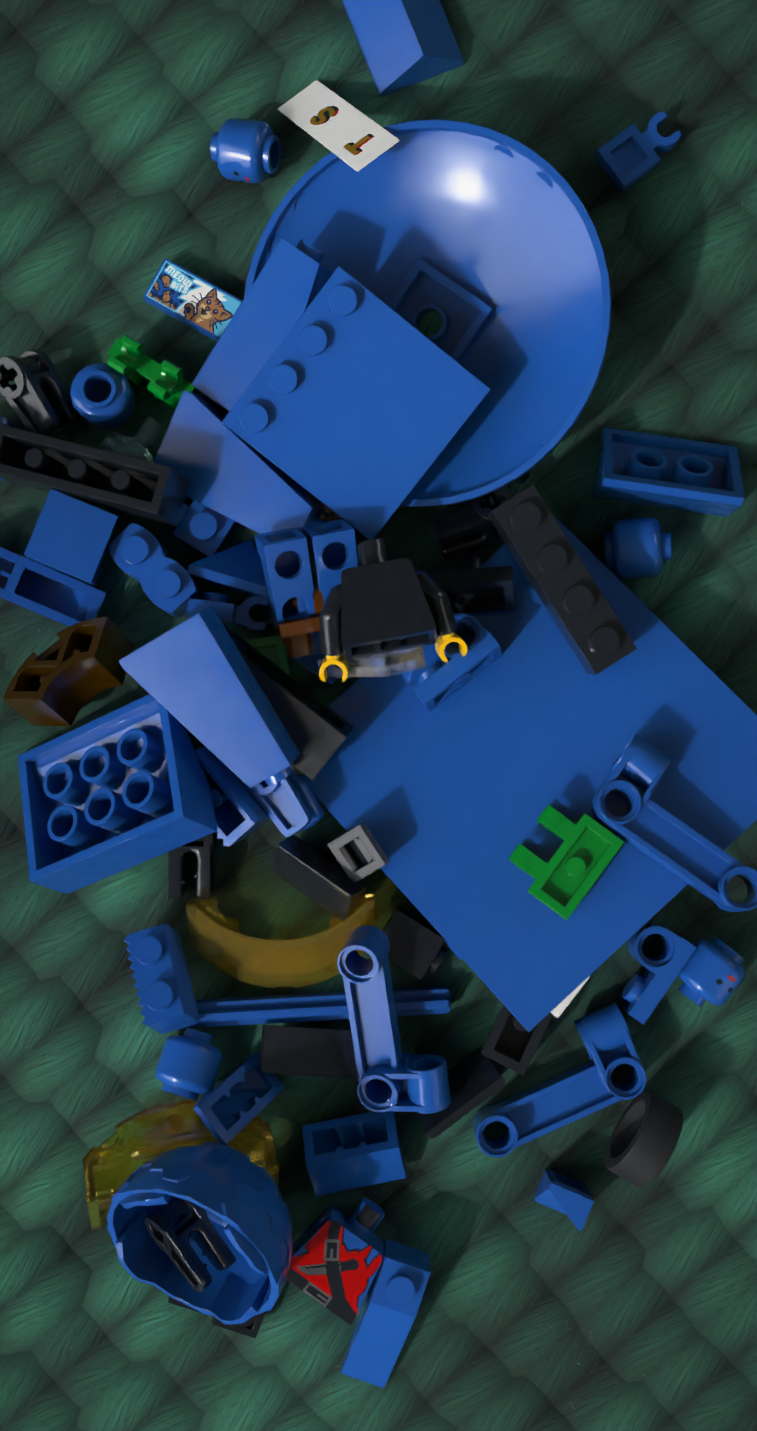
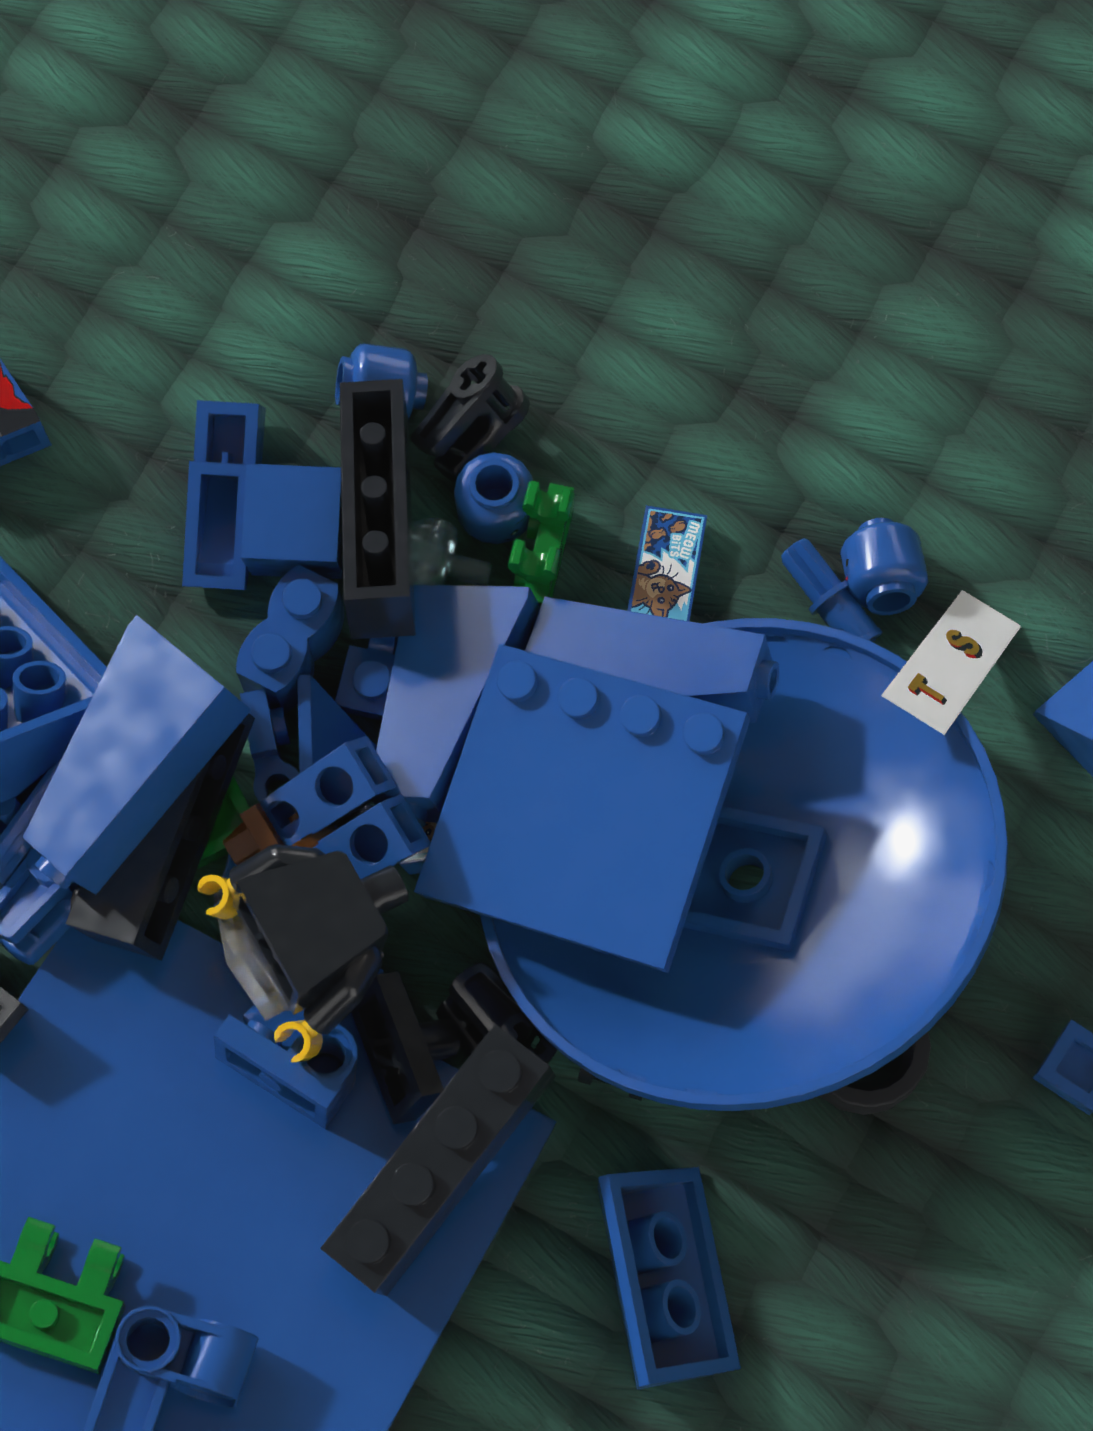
camera: 75 degrees right, 15 degrees down
(69, 673) = (118, 575): dark brown brick -> none
(250, 197) = (827, 592): none -> blue axle
(637, 548) = (540, 1269): blue head -> none

